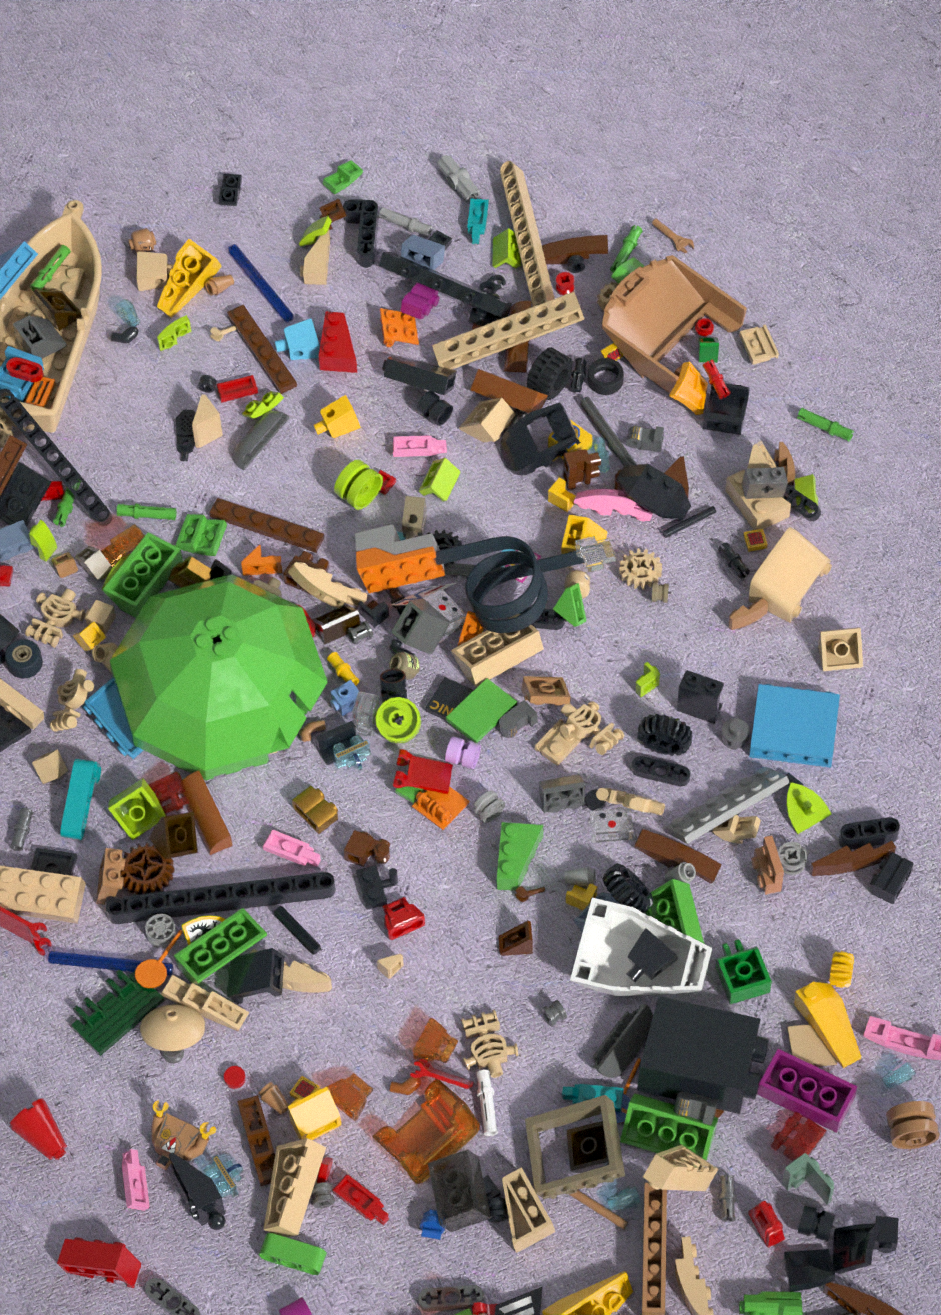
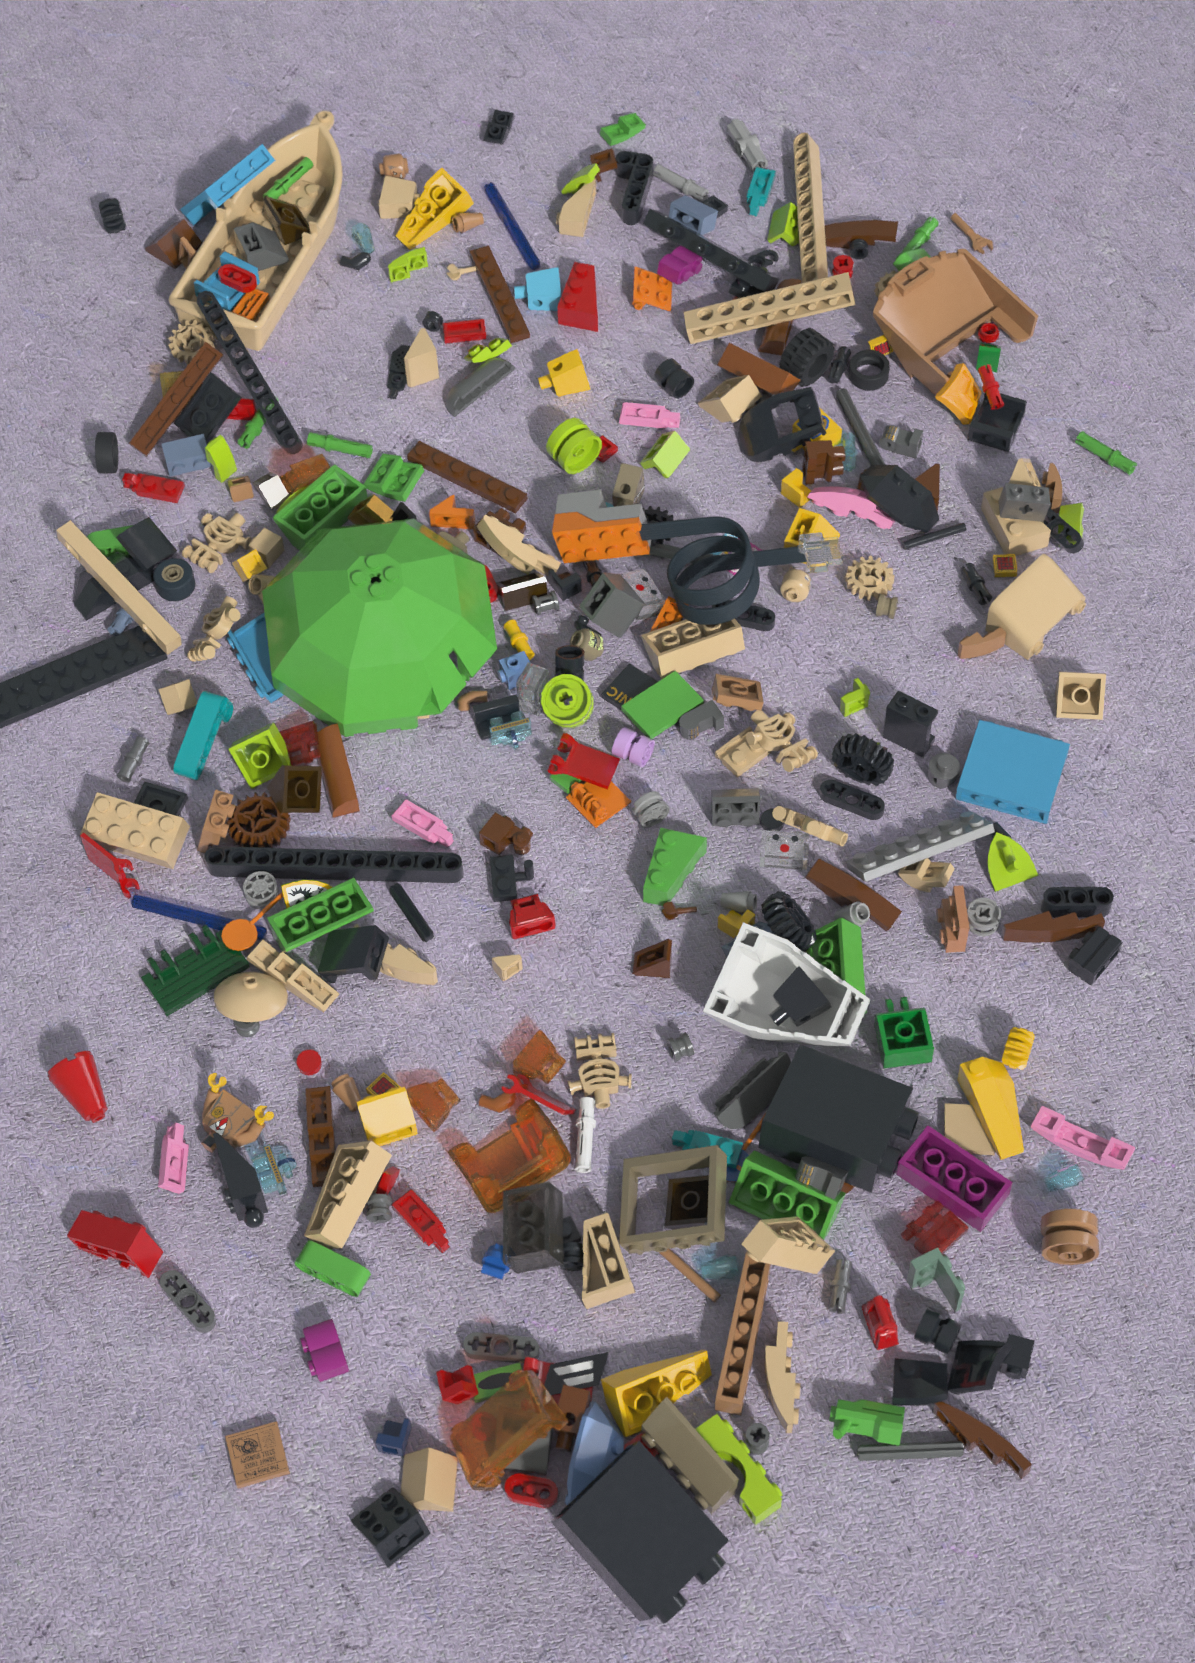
camera: 10 degrees right, 0 degrees up
(315, 809) = (457, 784): pearl gold brick -> none
(420, 374) = (665, 341): black slope -> none
(421, 594) = (623, 570): white sticker -> none
(571, 605) = (784, 606): bright green slope -> none
(759, 344) = (1046, 358): tan plate -> none

